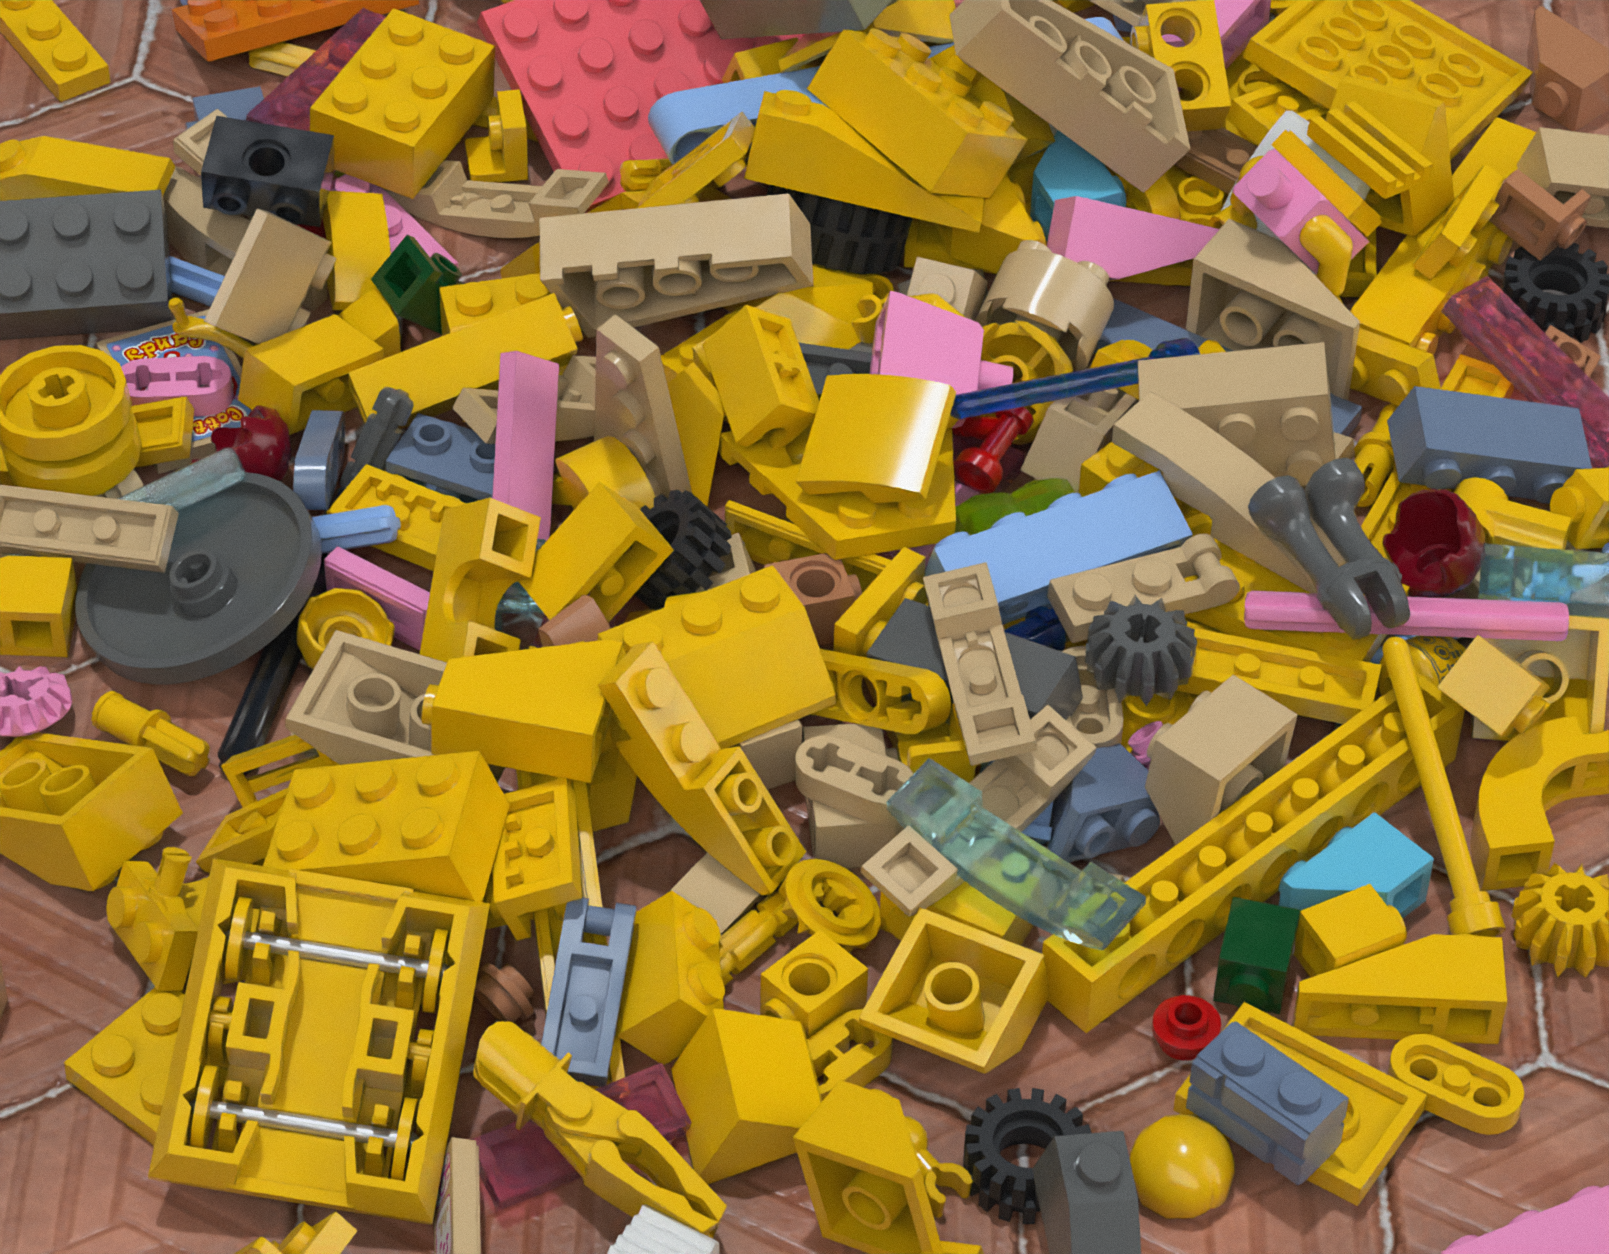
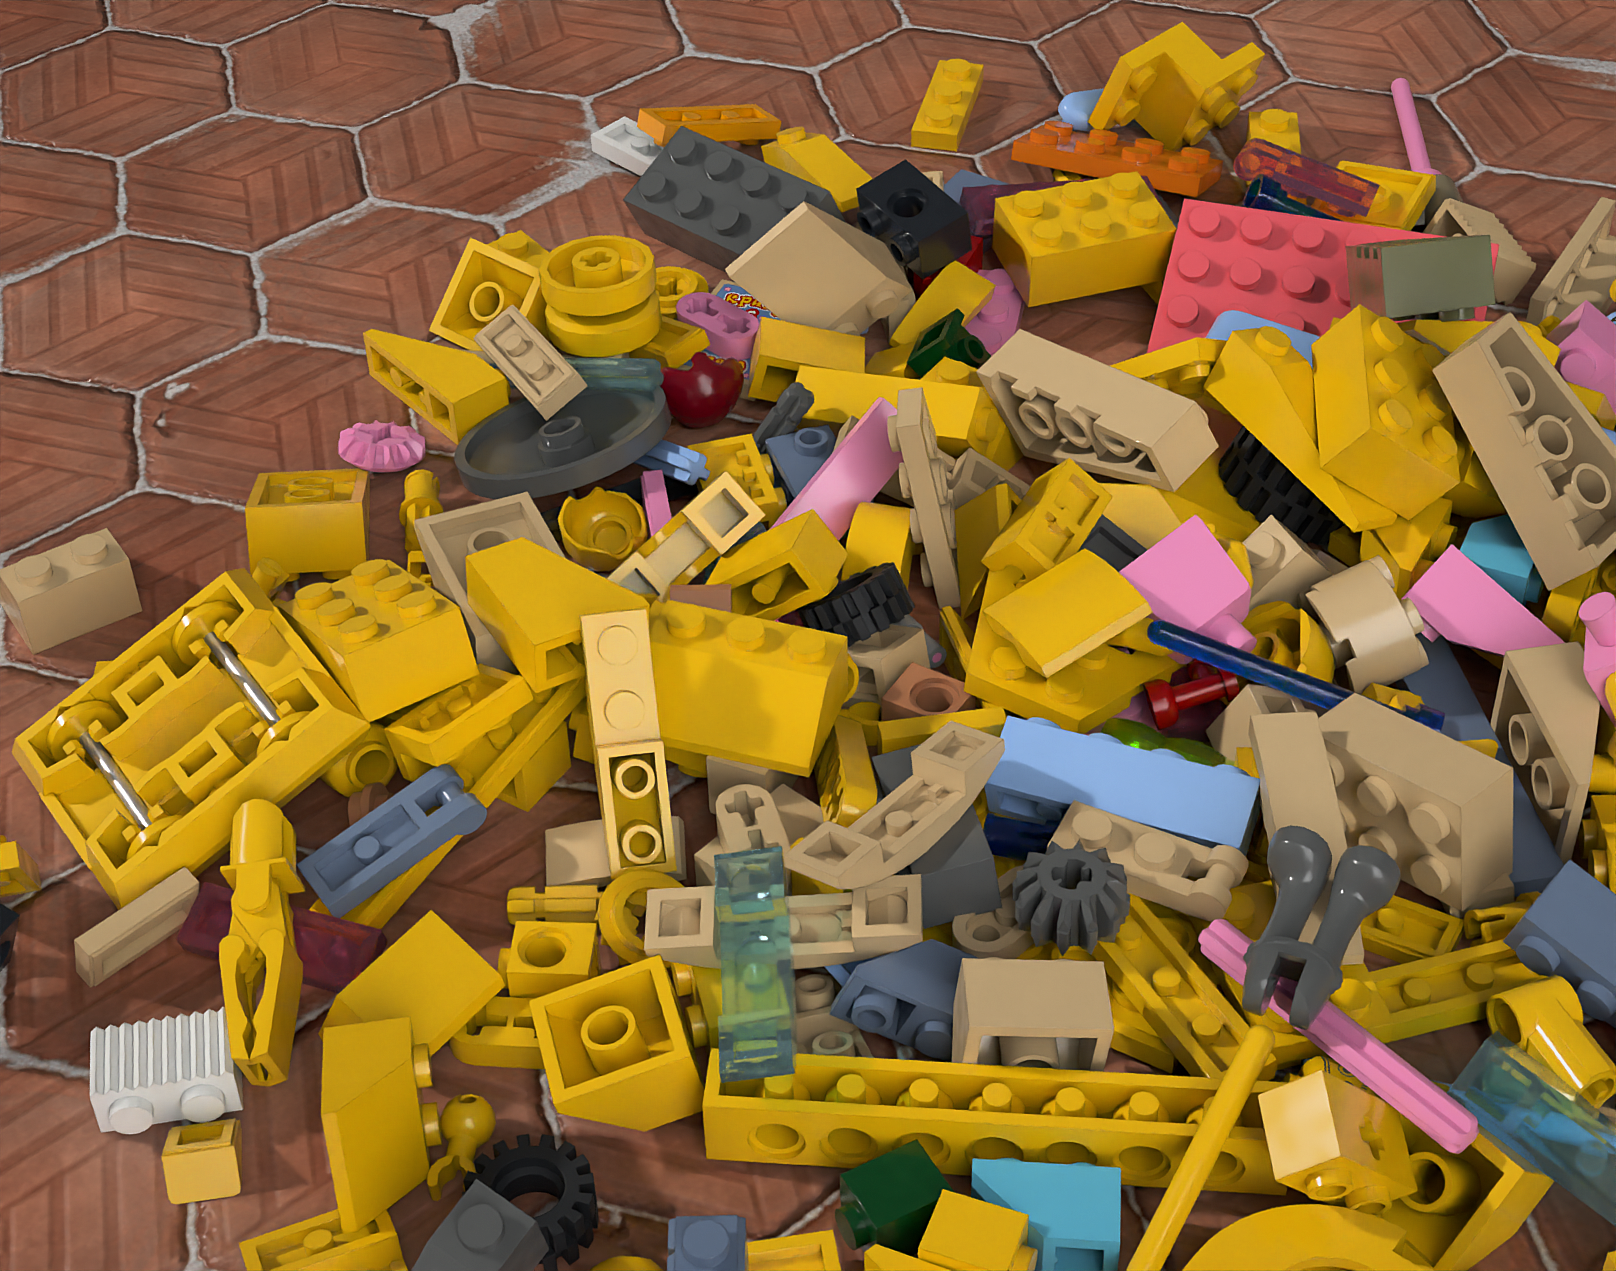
camera: 50 degrees right, 5 degrees down
(320, 458) = (717, 404): sand blue beam -> none
(500, 208) = (1071, 327): tan slope -> none
(504, 152) = (1135, 306): yellow bracket -> none
(670, 977) = (470, 875): yellow brick -> none
(1184, 1040) = (775, 1196): red plate -> none
(1435, 543) = (1452, 1004): dark red hair -> none

